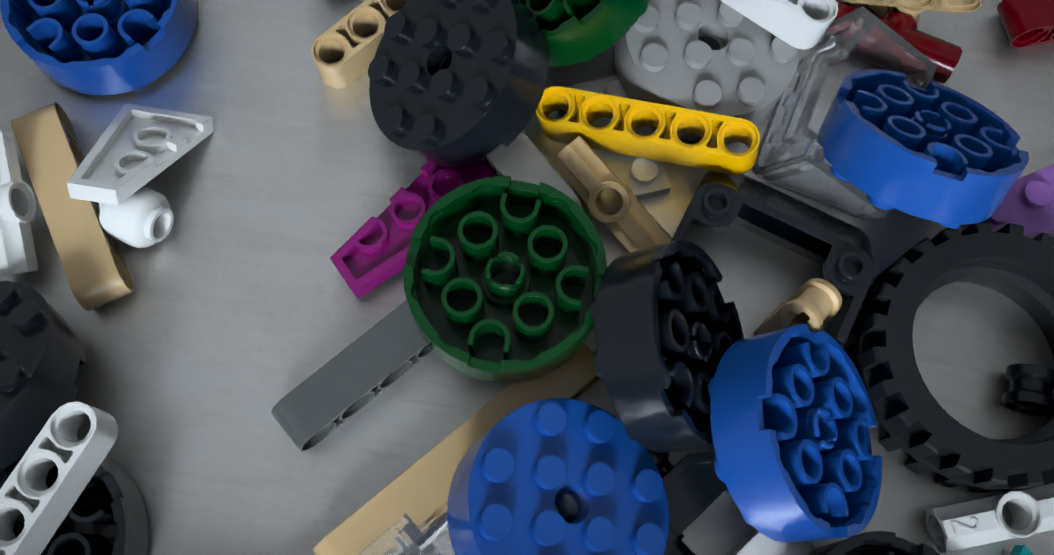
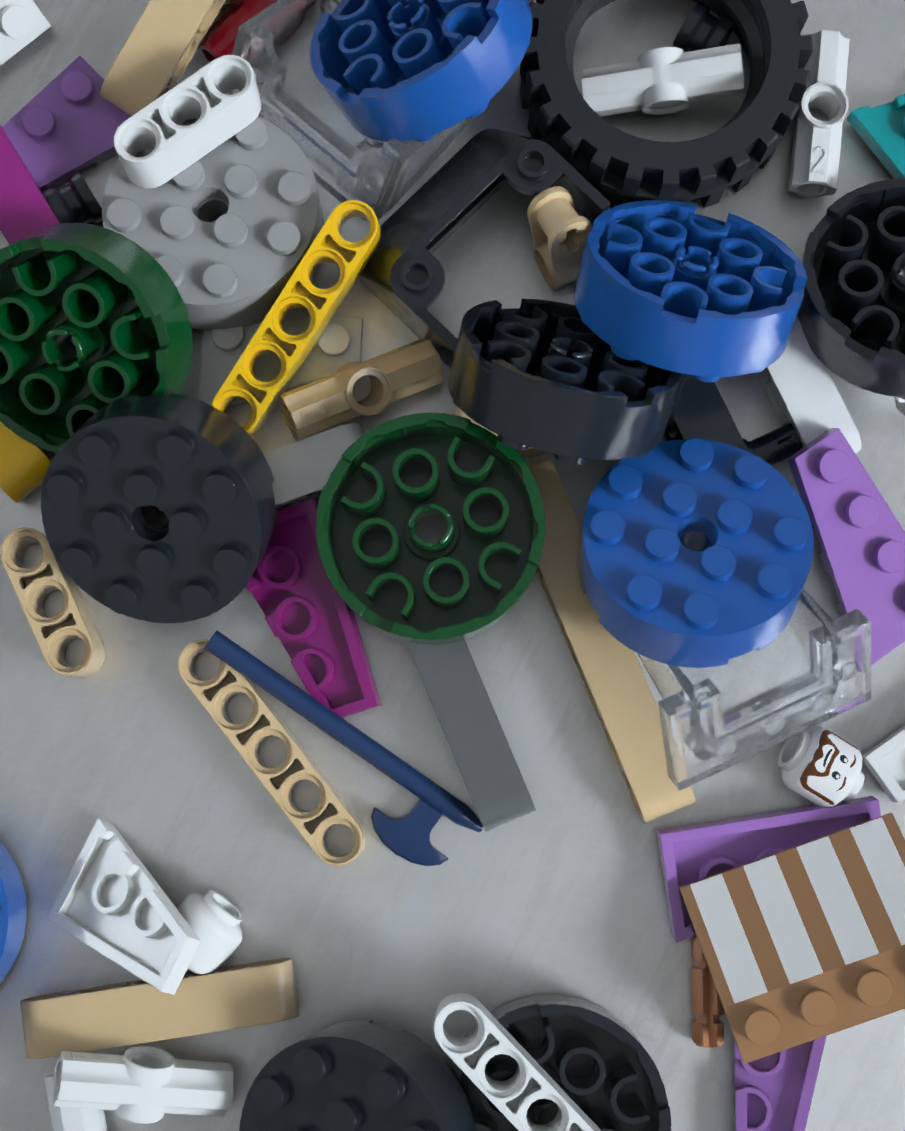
camera: 70 degrees left, 10 degrees up
(255, 352) = (403, 835): none -> dark blue piece
(292, 247) = (278, 781): none -> tan beam
(975, 366) = (664, 80): none -> white piece

